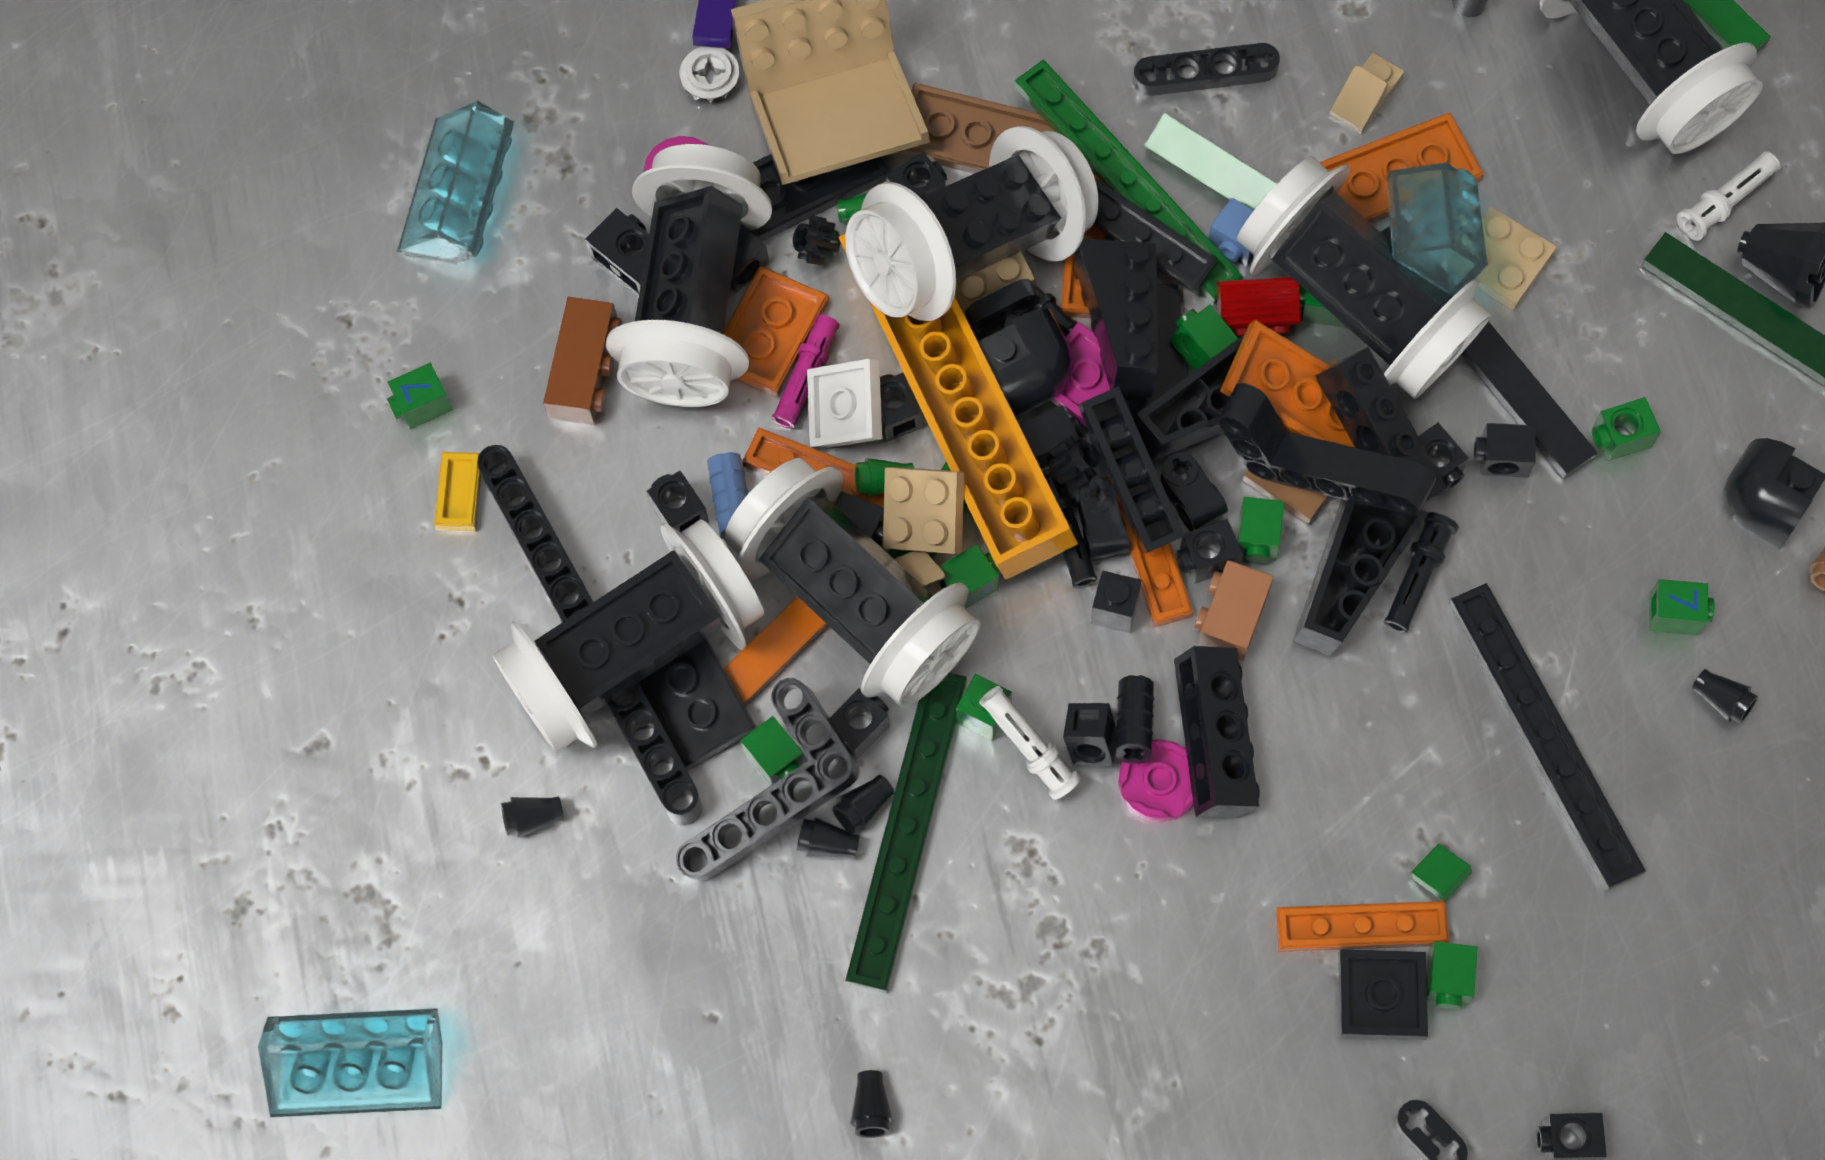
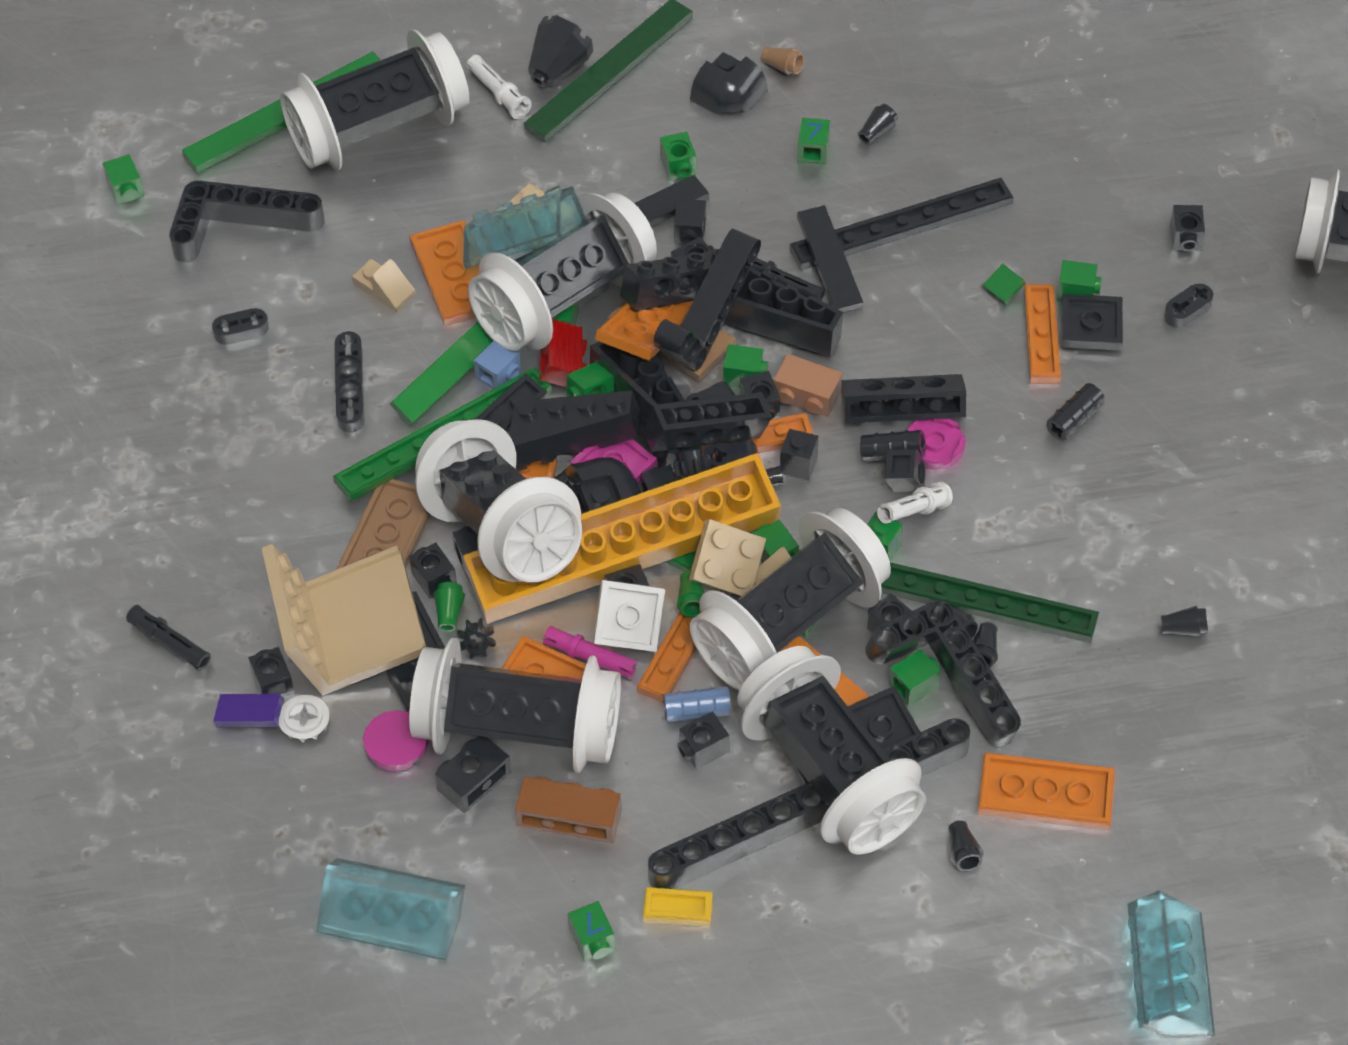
camera: 90 degrees left, 15 degrees down
(615, 919) = (1046, 791): none -> orange tile
(1217, 966) = (1075, 412): none -> black axle
(1458, 632) = (829, 259): none -> black tile

